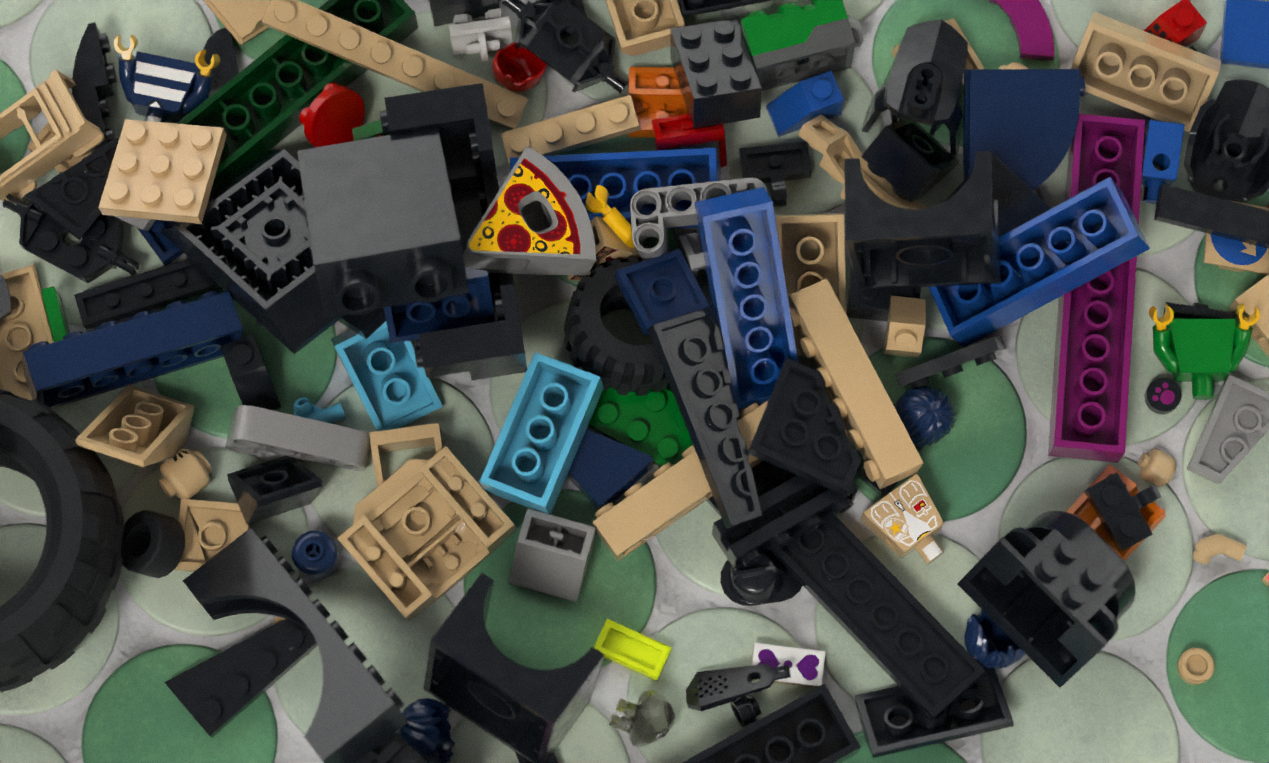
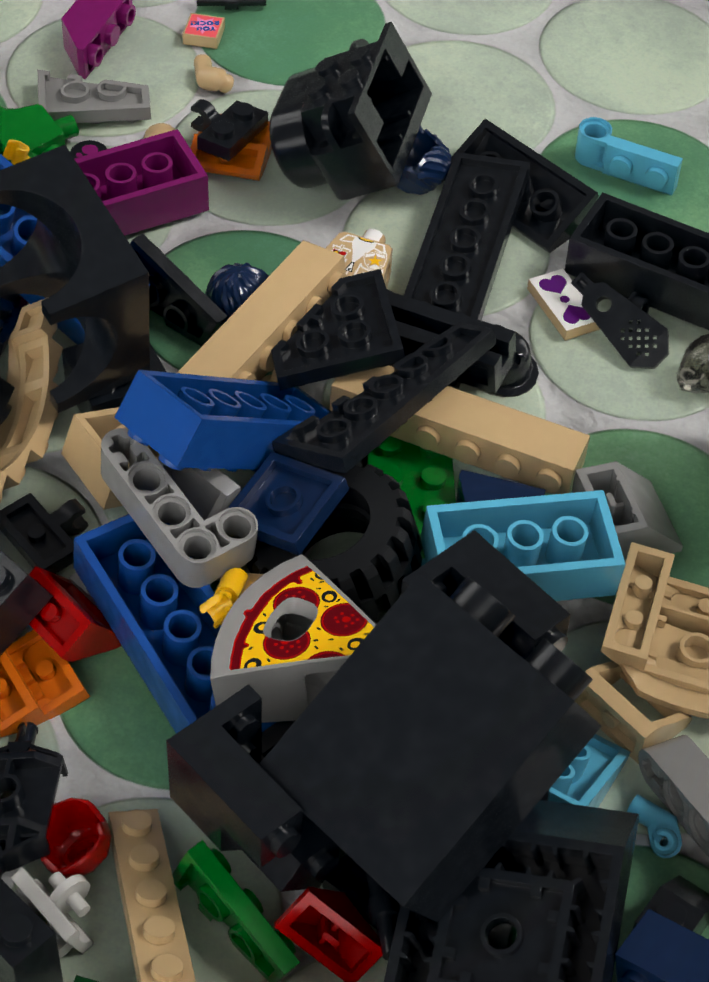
camera: 125 degrees left, 25 degrees down
(574, 129) = (115, 740): tan plate -> none
(632, 650) = (654, 423): neon yellow tile -> none
(905, 327) = (173, 323): tan slope -> none
(1195, 666) = (323, 50): tan tile -> none

